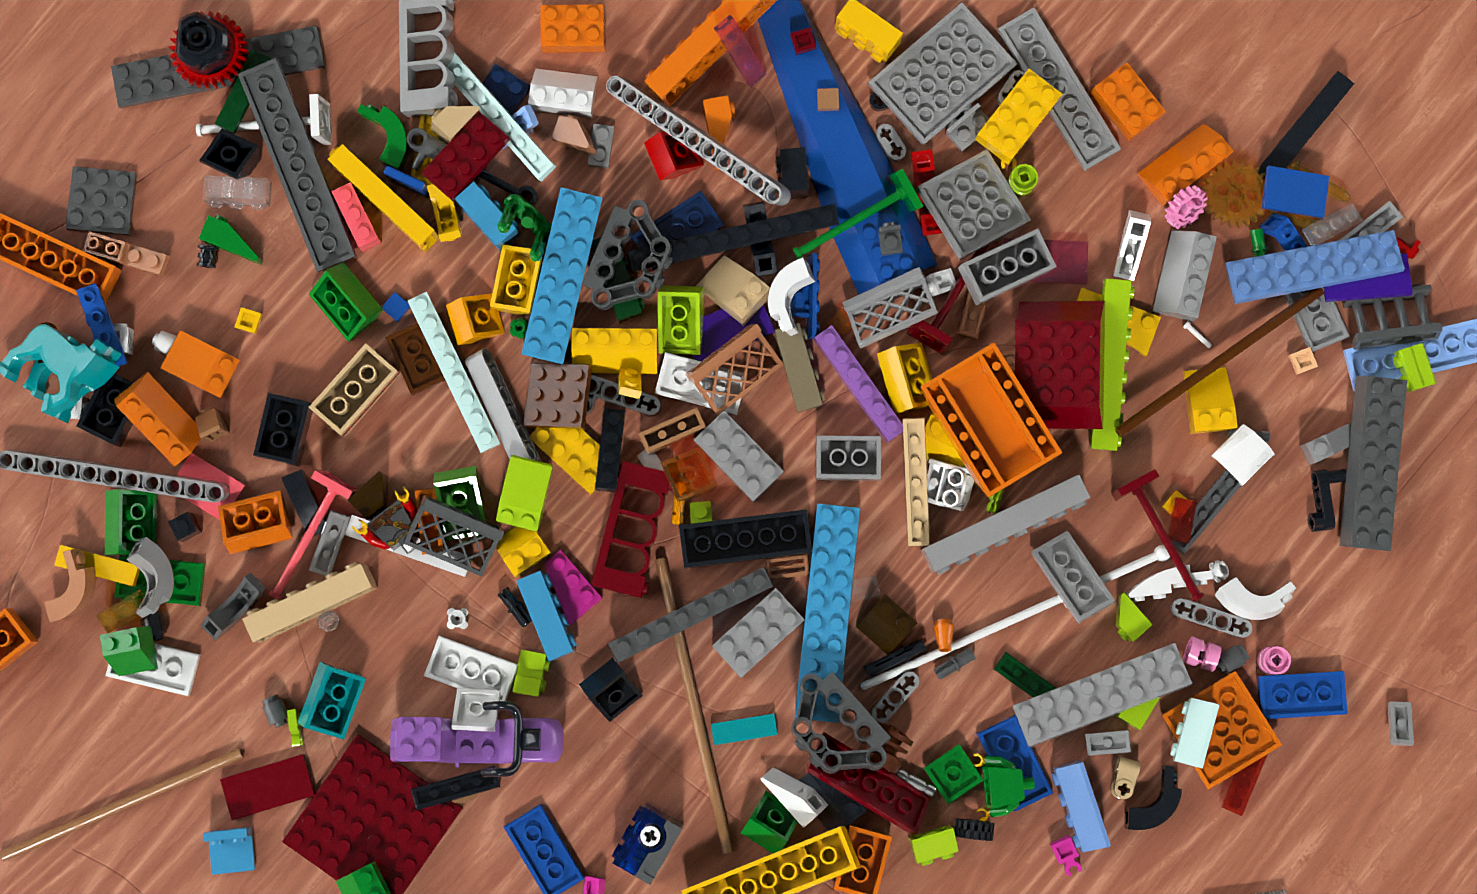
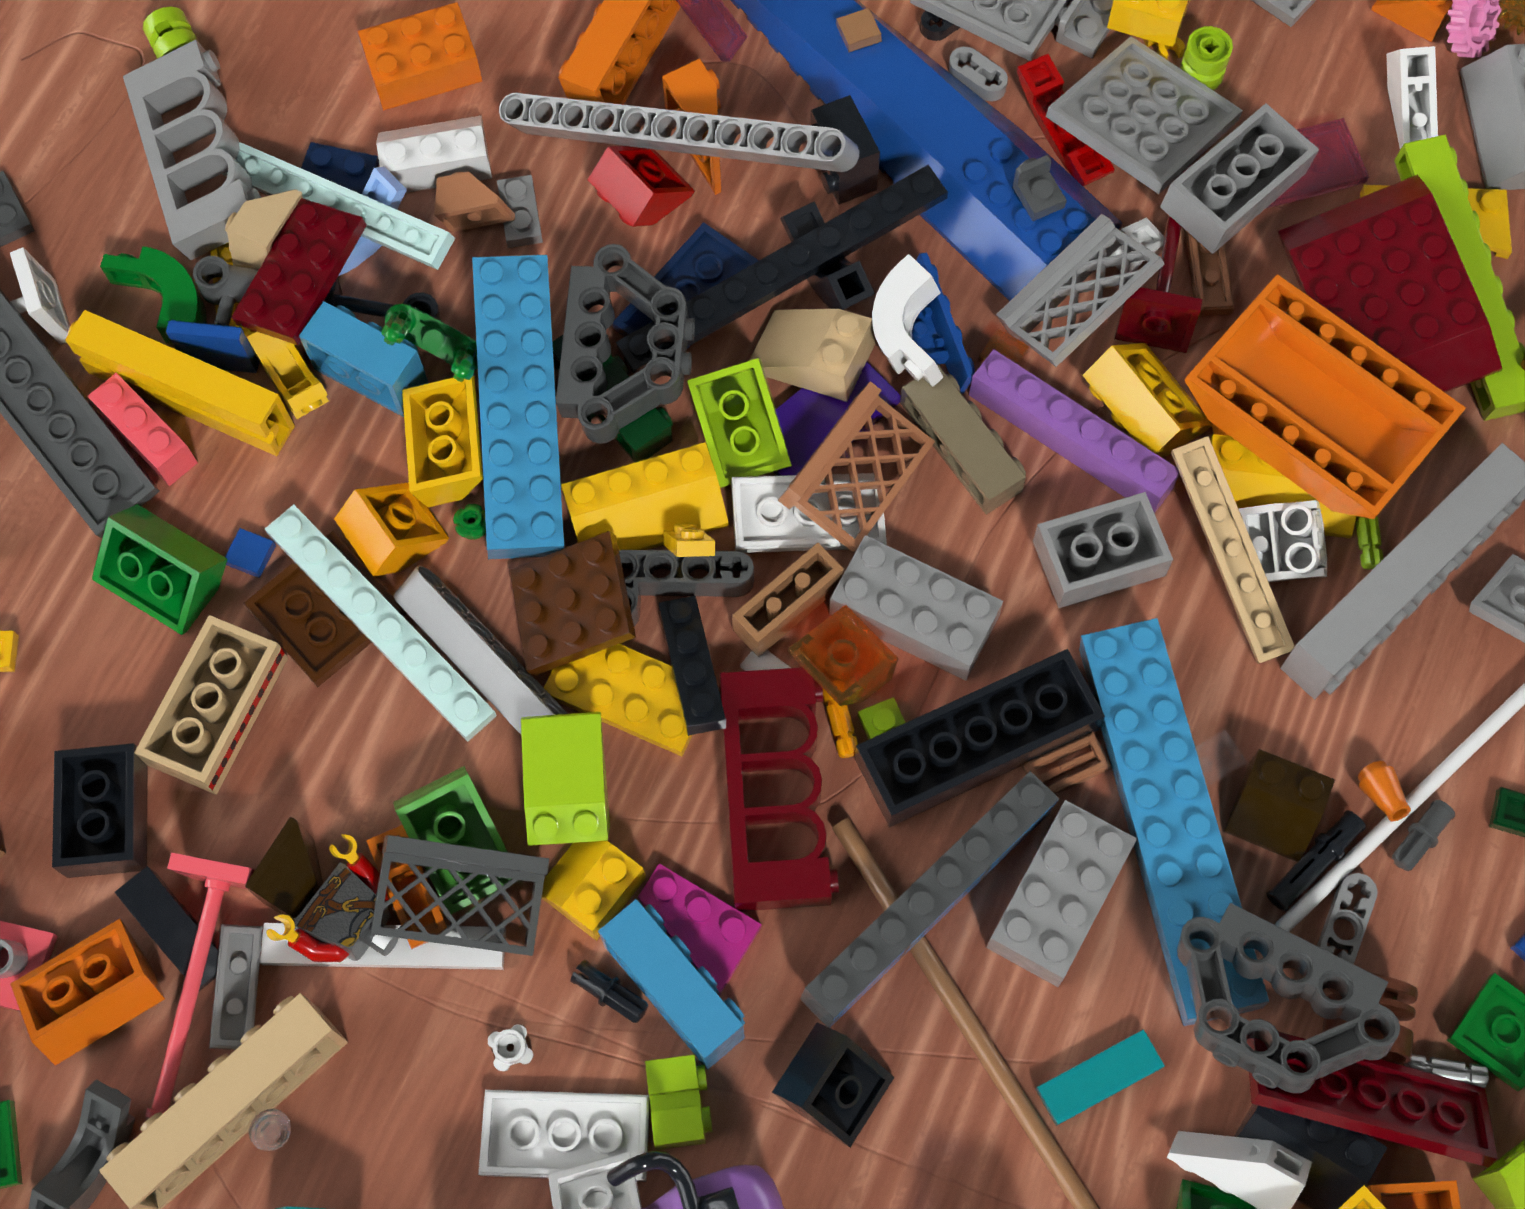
camera: 15 degrees left, 15 degrees down
(904, 191) = (1032, 116): green tile -> none

